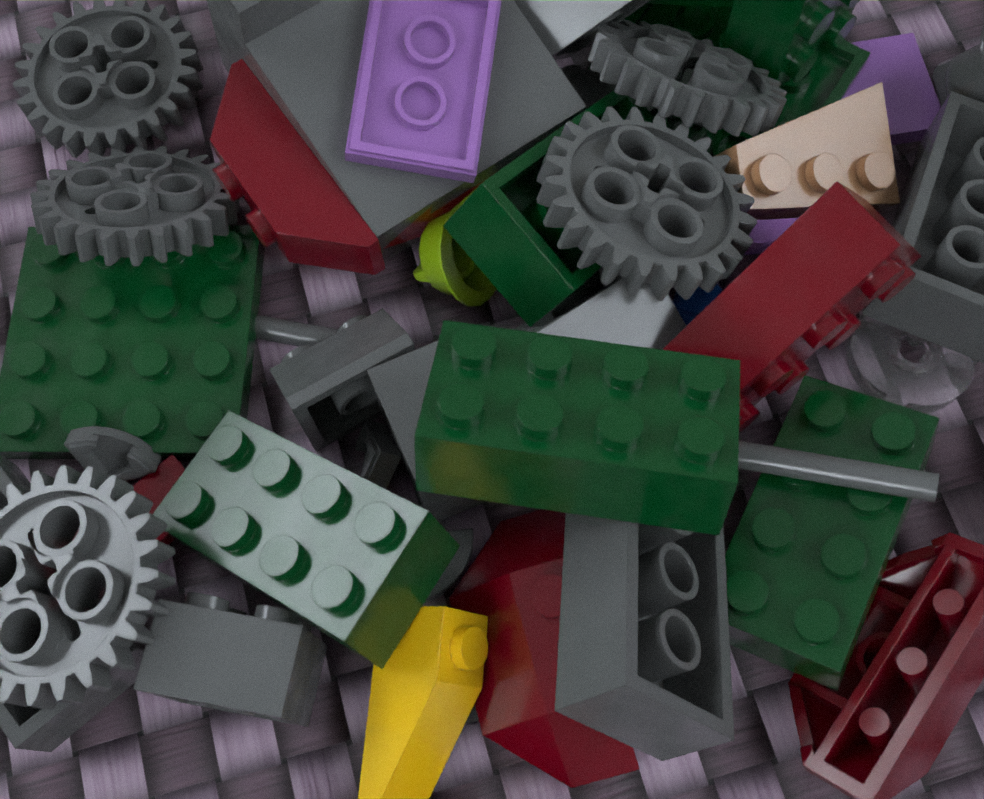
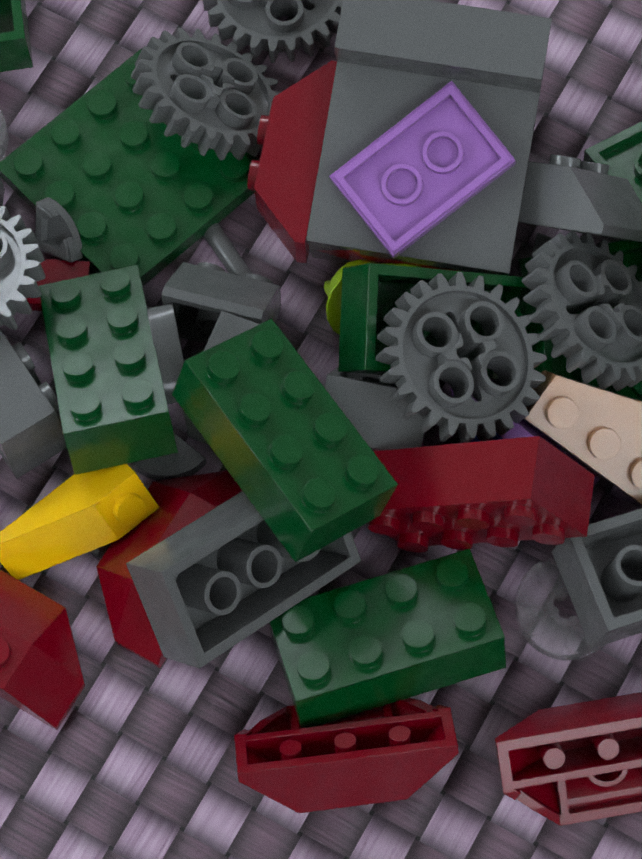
camera: 45 degrees right, 0 degrees up
(344, 449) = (167, 346): none -> dark grey beam
(839, 471) = (407, 599): dark grey bar -> none

